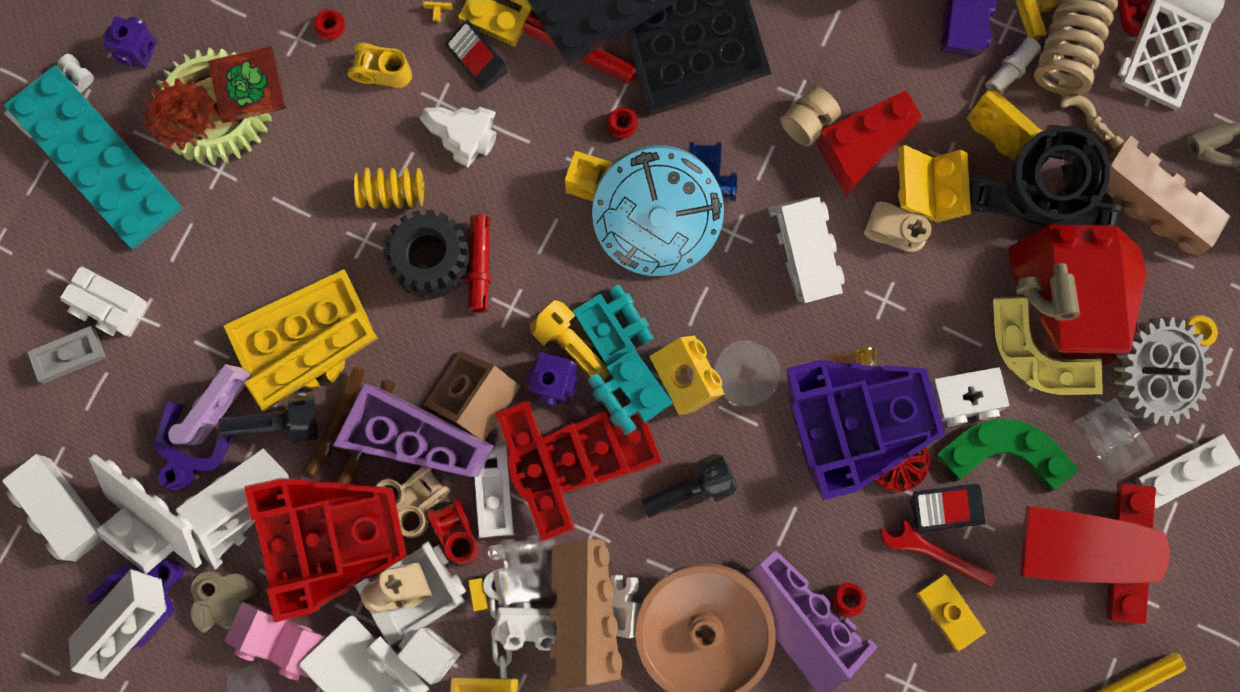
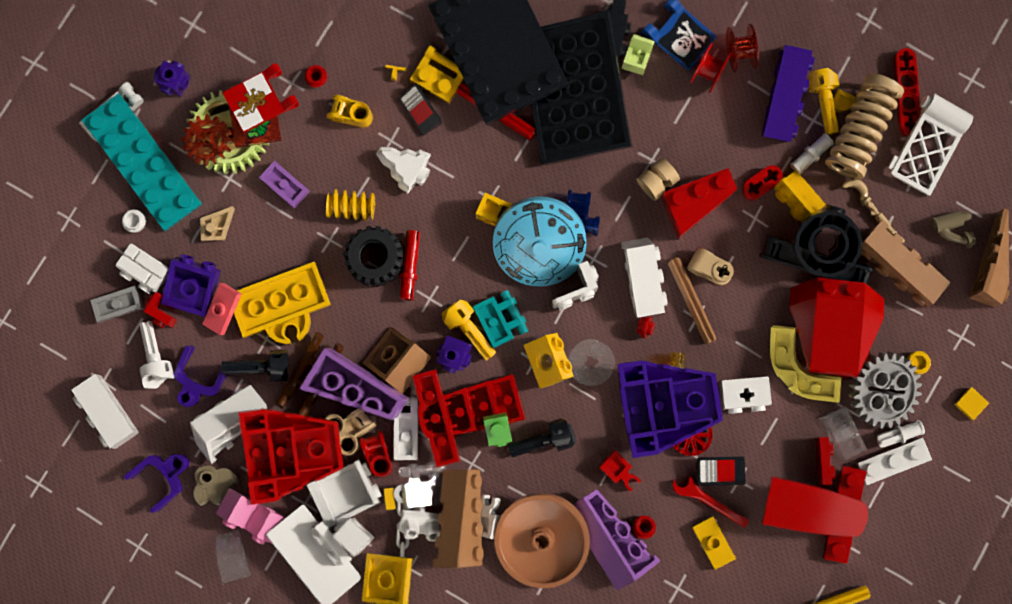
camera: 10 degrees right, 5 degrees up
(86, 238) = (133, 221): none -> white plate
(116, 624) = (145, 495): white brick -> none
(117, 354) = (160, 317): none -> red bracket
(125, 438) = (155, 369): none -> white piece
(144, 526) = (165, 430): white bracket -> none
(170, 317) = (190, 285): none -> dark purple plate
(203, 234) = (216, 225): none -> tan piece
(210, 406) = (215, 351): lavender plate -> none
(216, 344) = (221, 309): none -> coral plate
(246, 56) = (255, 100): none -> flag
(295, 170) = (284, 184): none -> medium lavender plate
(310, 360) = (287, 325): yellow tile -> none
(397, 589) = (335, 490): tan piece -> none
(622, 114) = (521, 163): red plate -> none
(625, 479) = (497, 429): none -> bright green bracket
(637, 385) = (513, 365): teal plate -> none
(730, 254) = (588, 277): none -> white bracket
(801, 519) = (617, 468): none -> red plate
(817, 317) = (645, 327): none -> red plate
(876, 276) = (692, 300): none -> medium nougat axle
(934, 185) = (740, 238): yellow bracket -> none
(947, 105) = (759, 178): none -> red beam
(1009, 438) = (773, 426): green plate -> none
(1063, 292) = (817, 330): dark tan plant -> none
(1094, 491) = (825, 470): none -> red plate
(1192, 431) = (900, 434): none -> white axle

